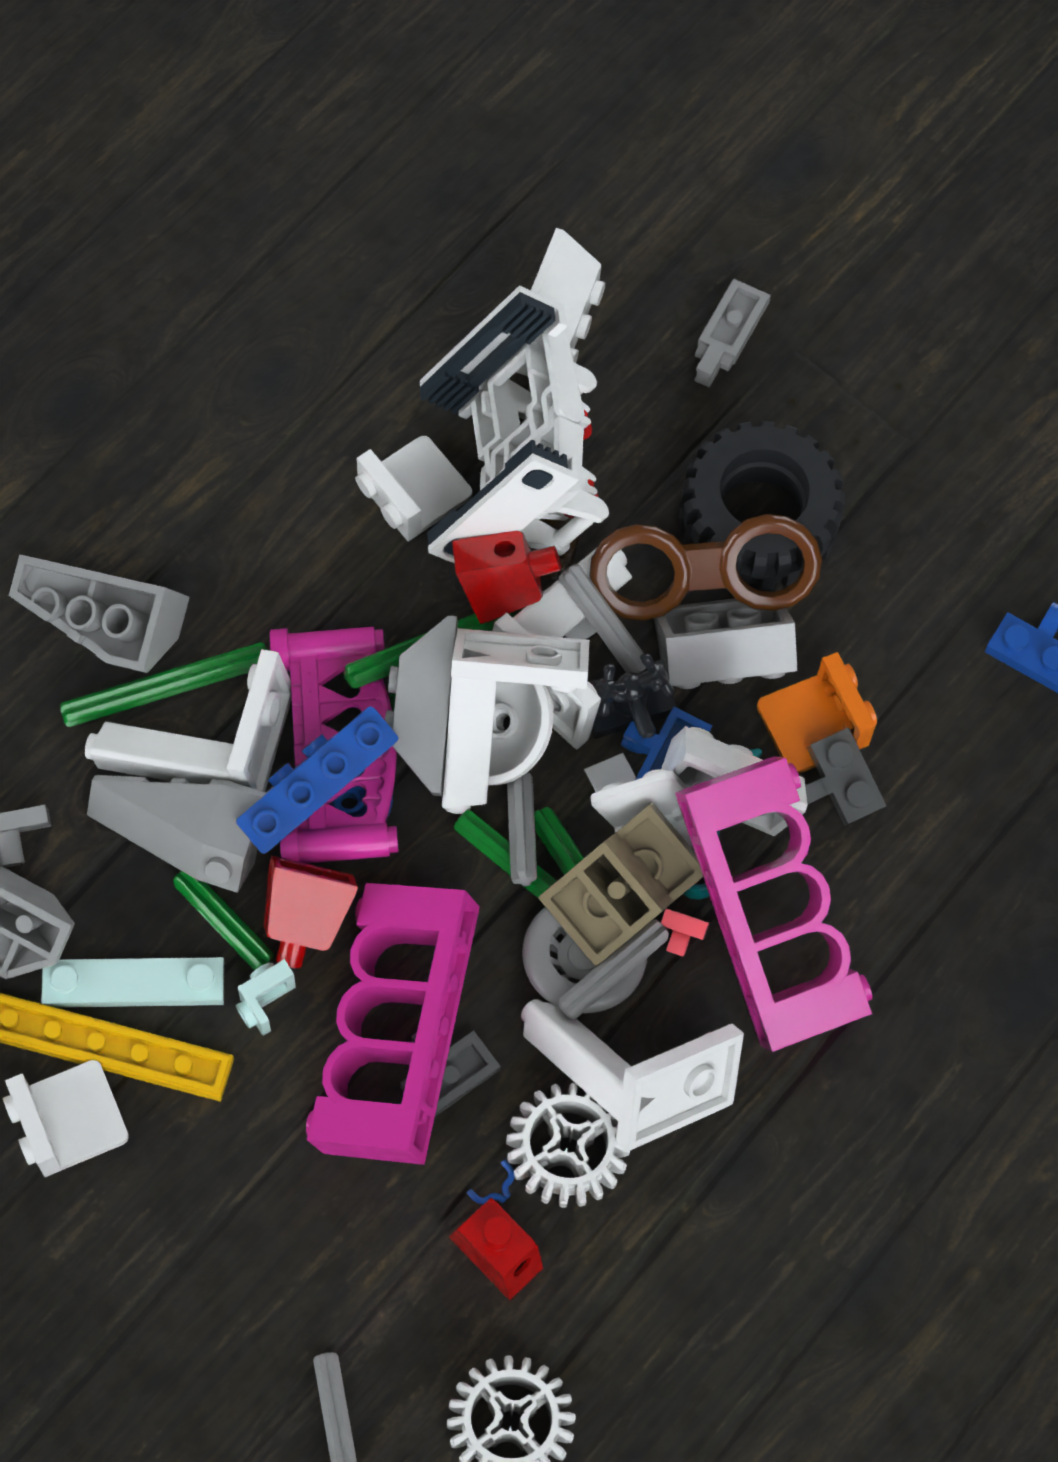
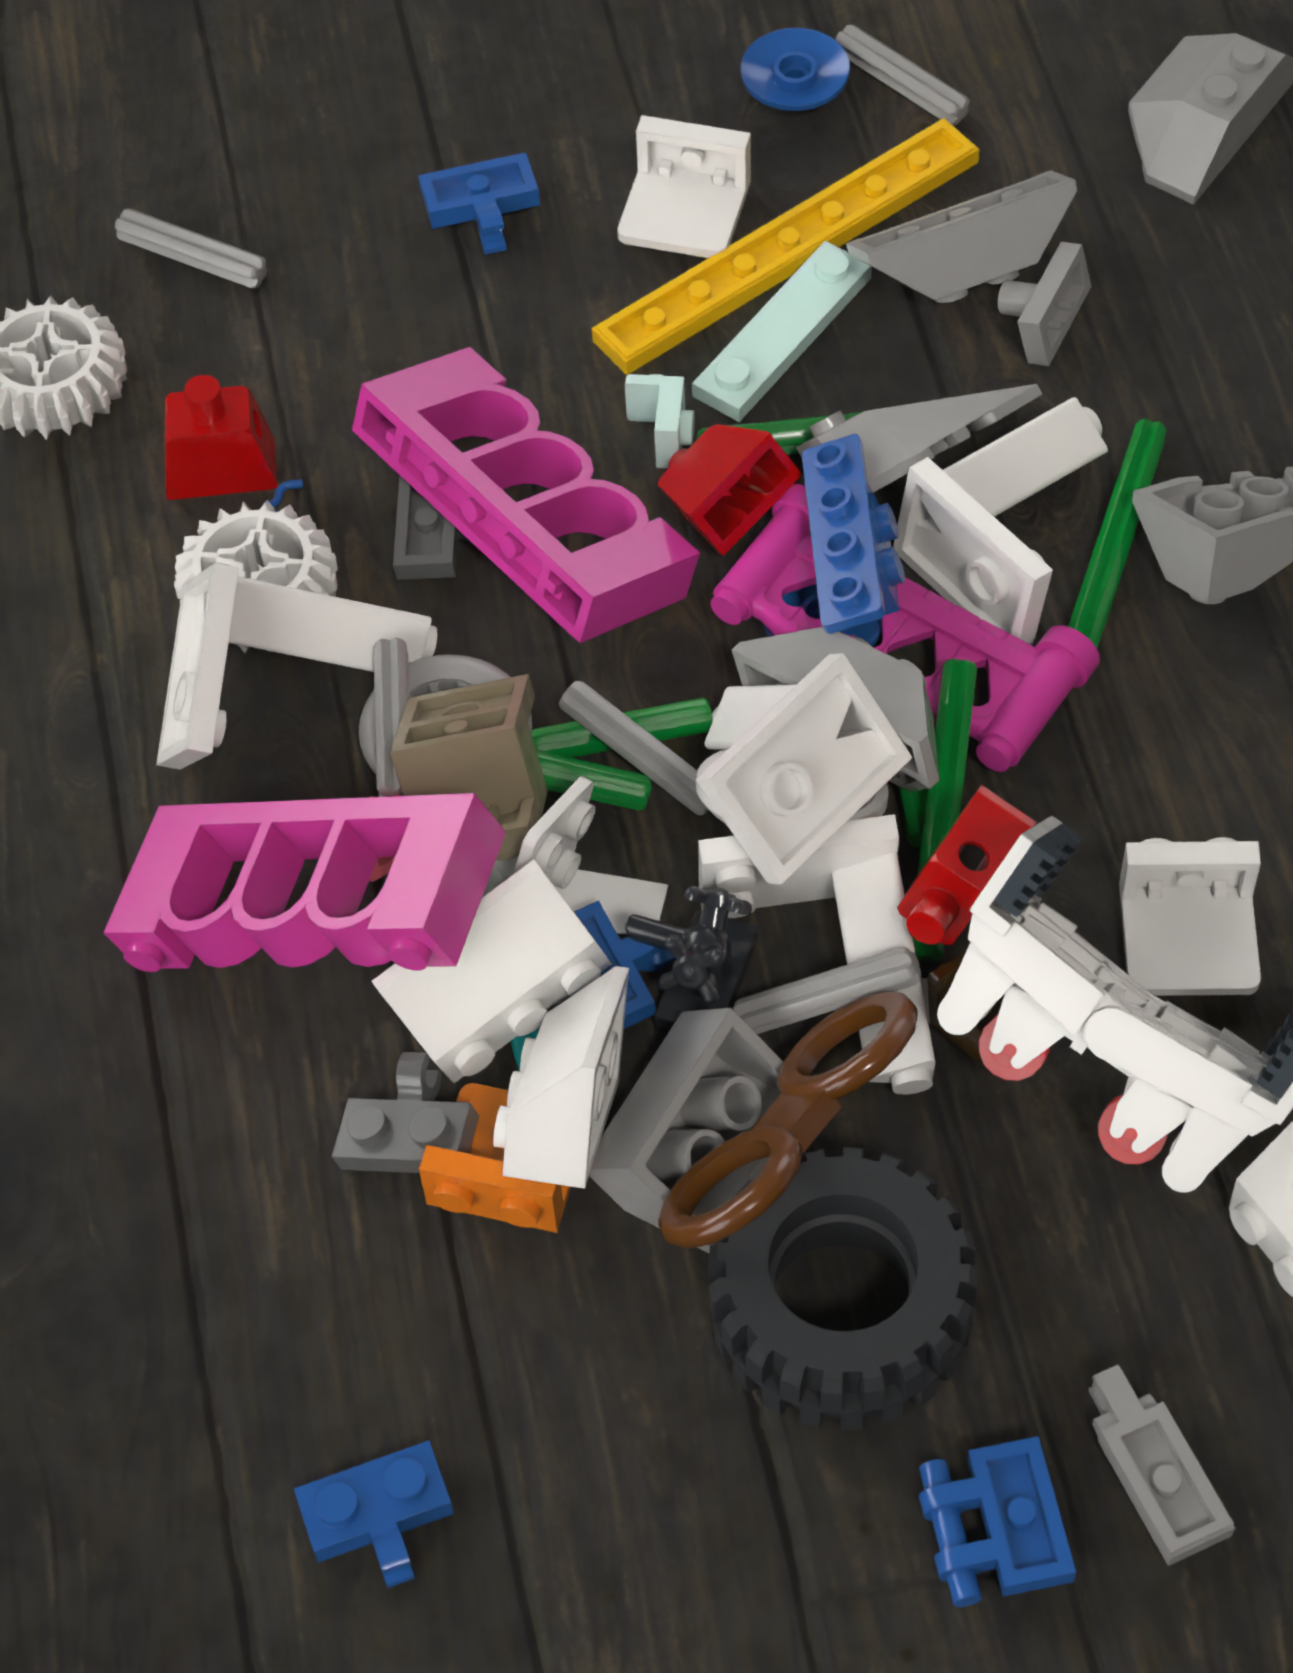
camera: 135 degrees right, 10 degrees down
(154, 1257) = (480, 194): none -> blue plate
(770, 687) = (565, 1086): none -> white slope
(802, 369) = (1019, 1518): none -> blue plate

